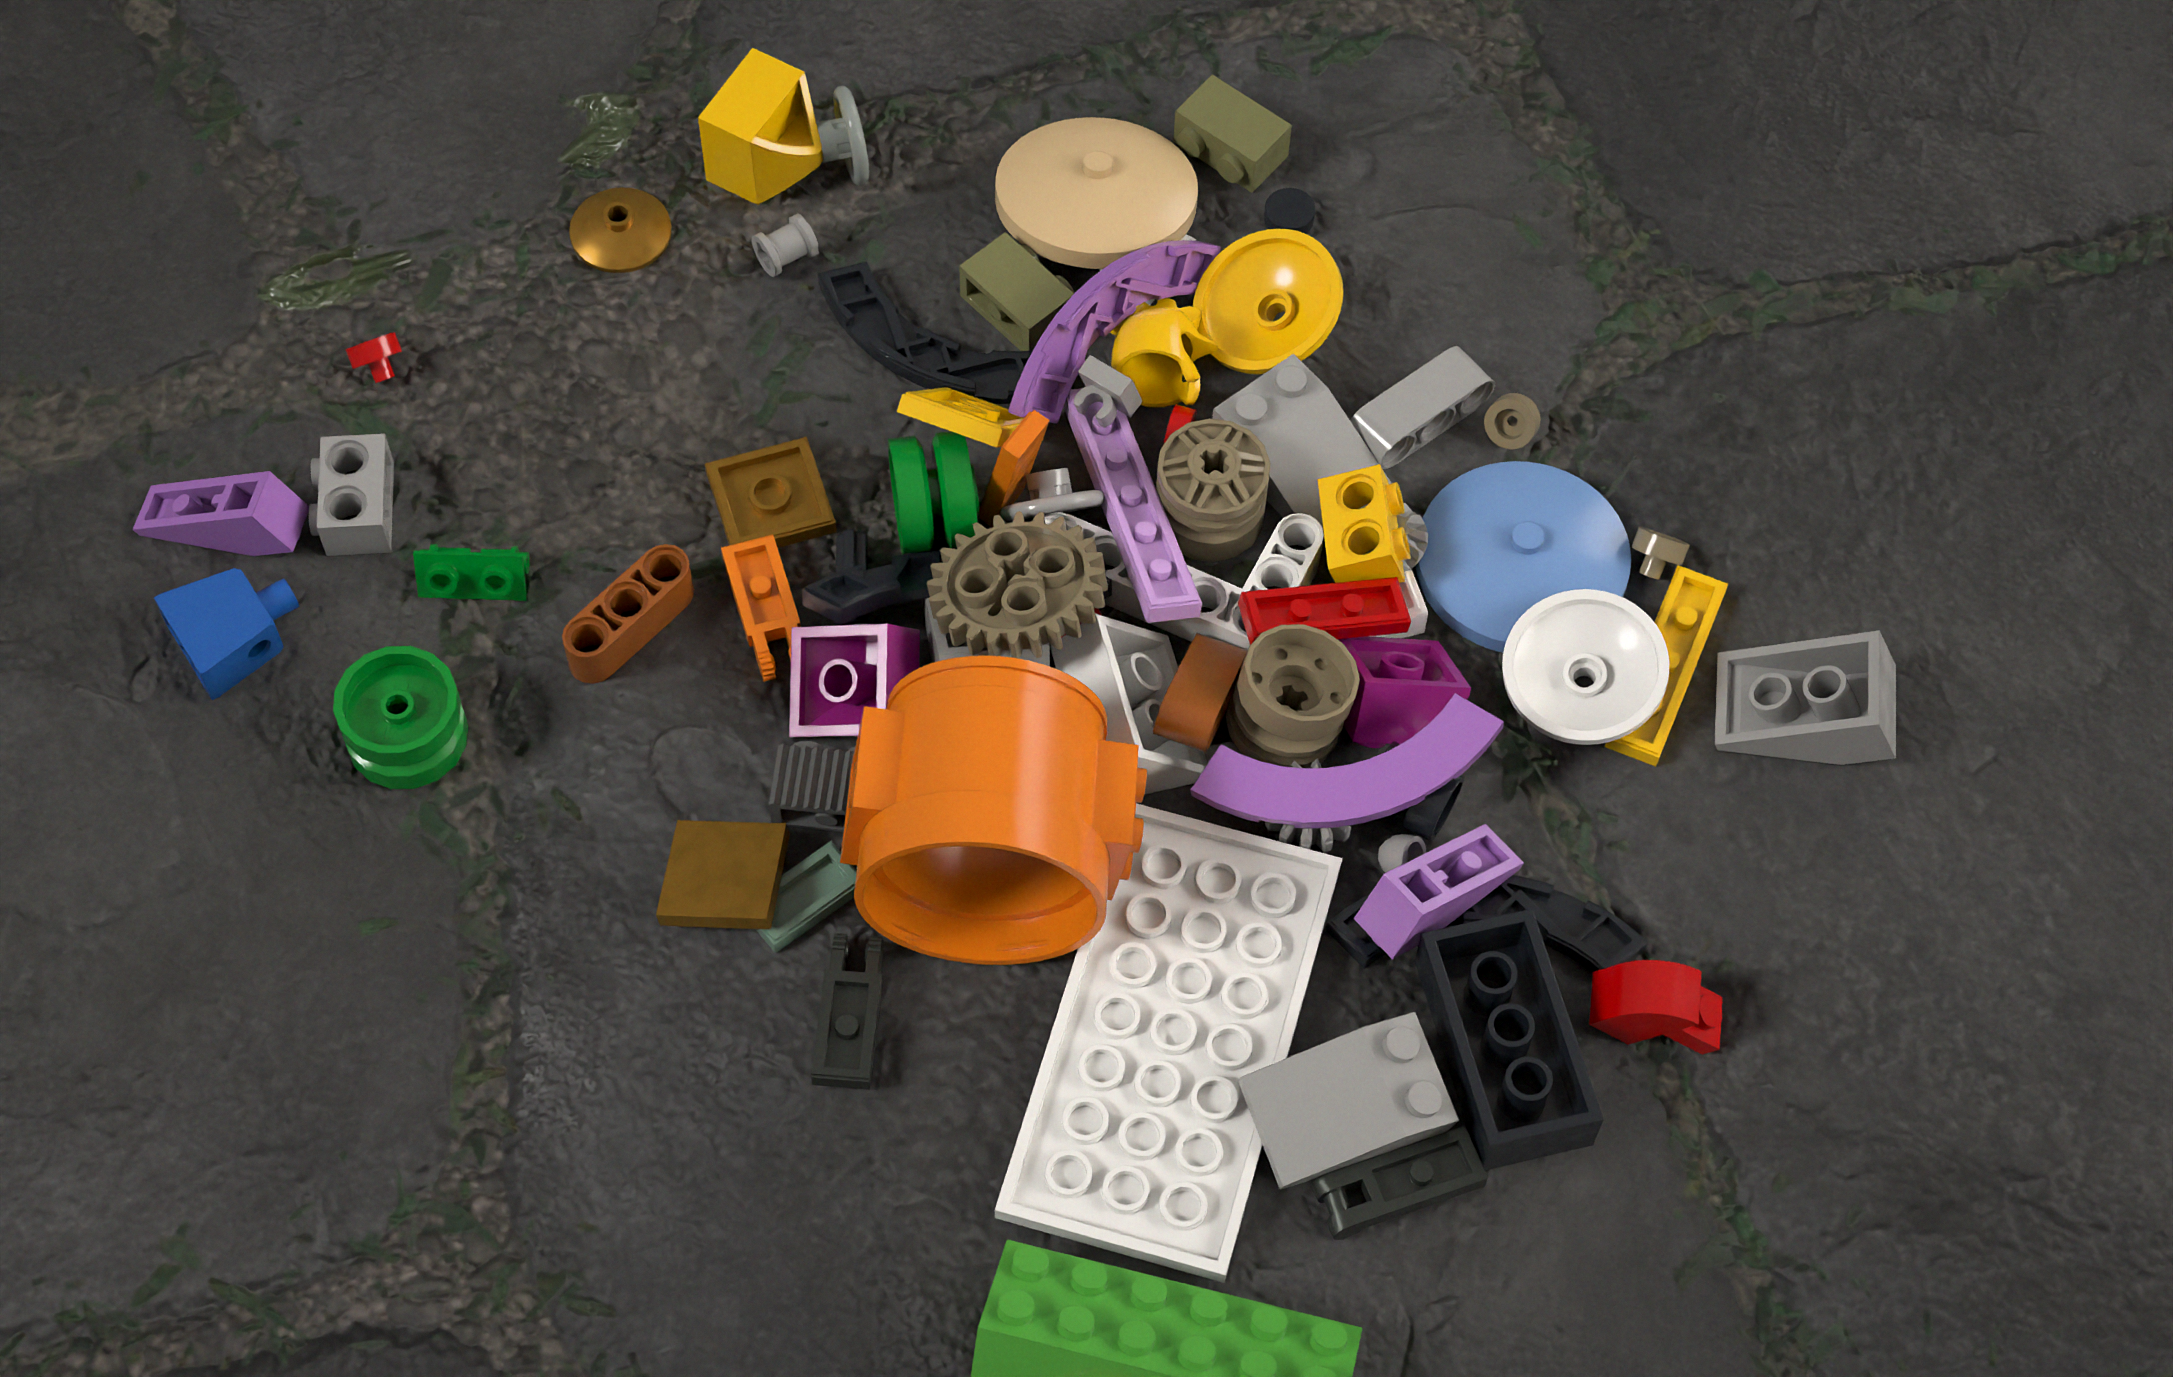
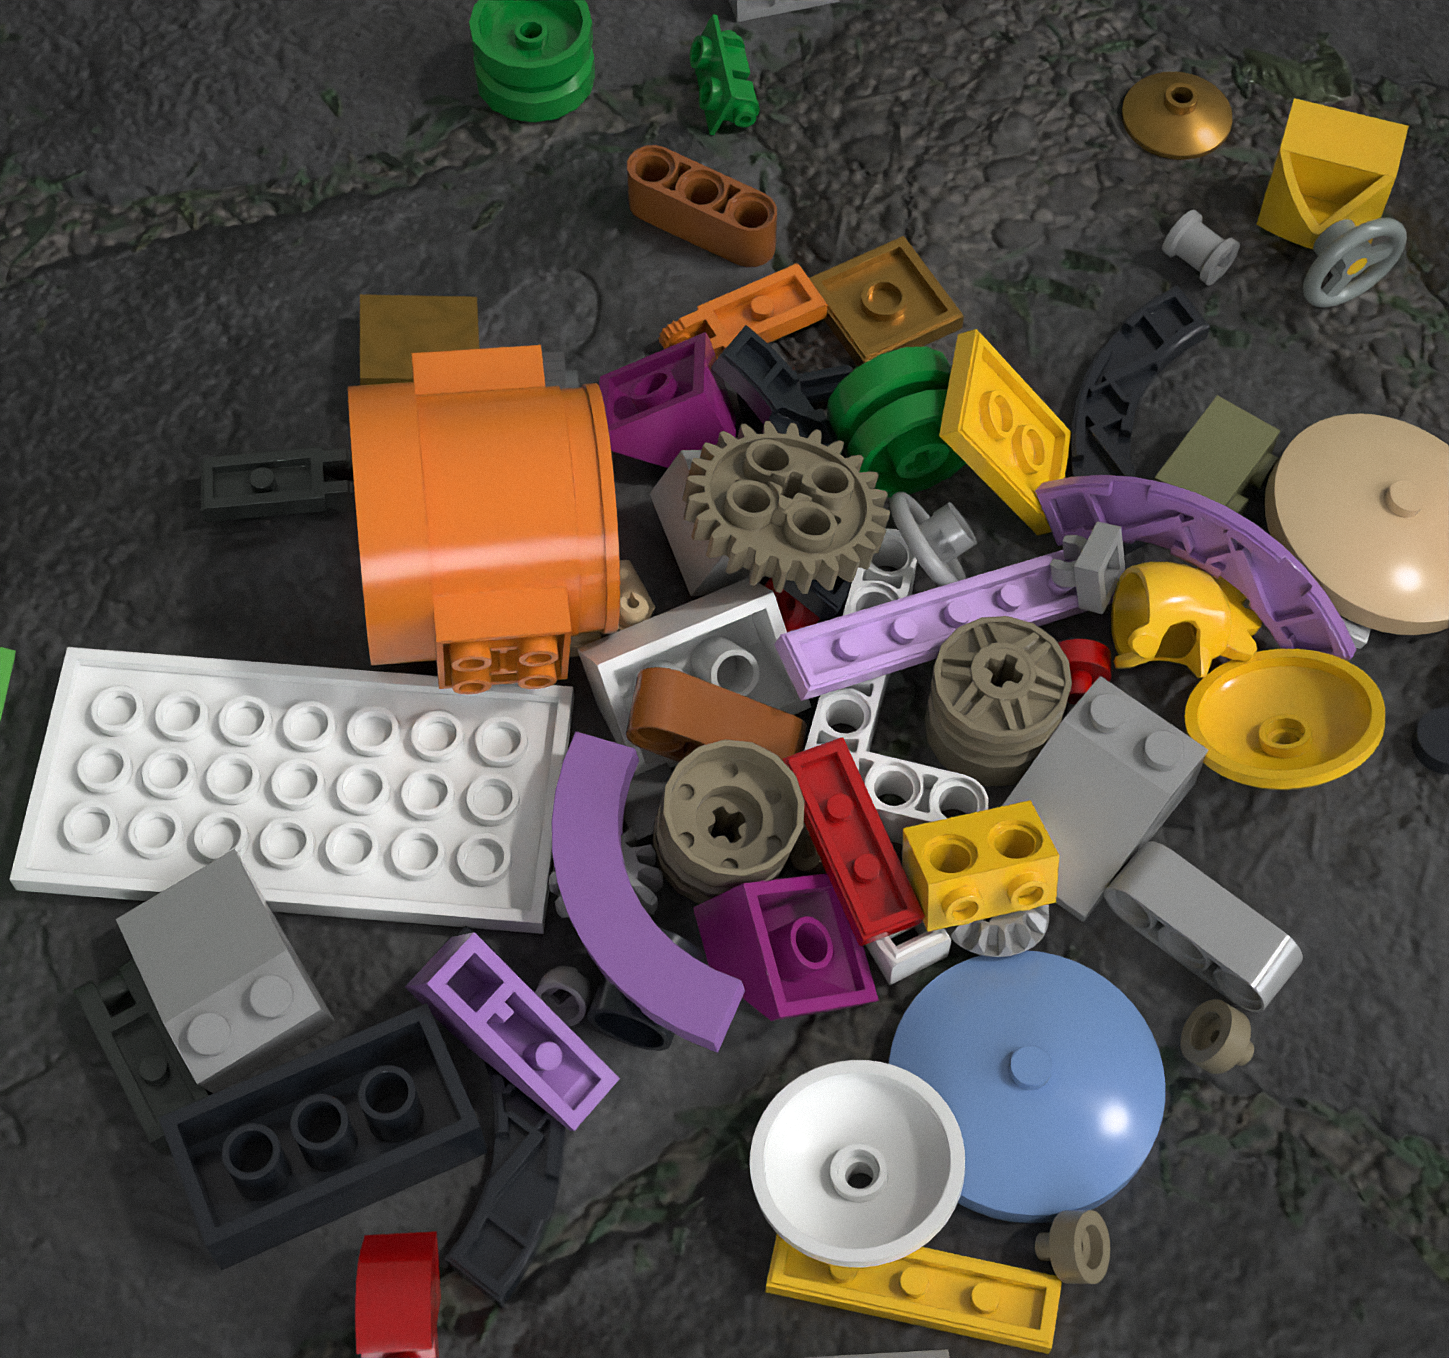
camera: 80 degrees right, 0 degrees up
(1012, 465) = (943, 470): orange tile -> none

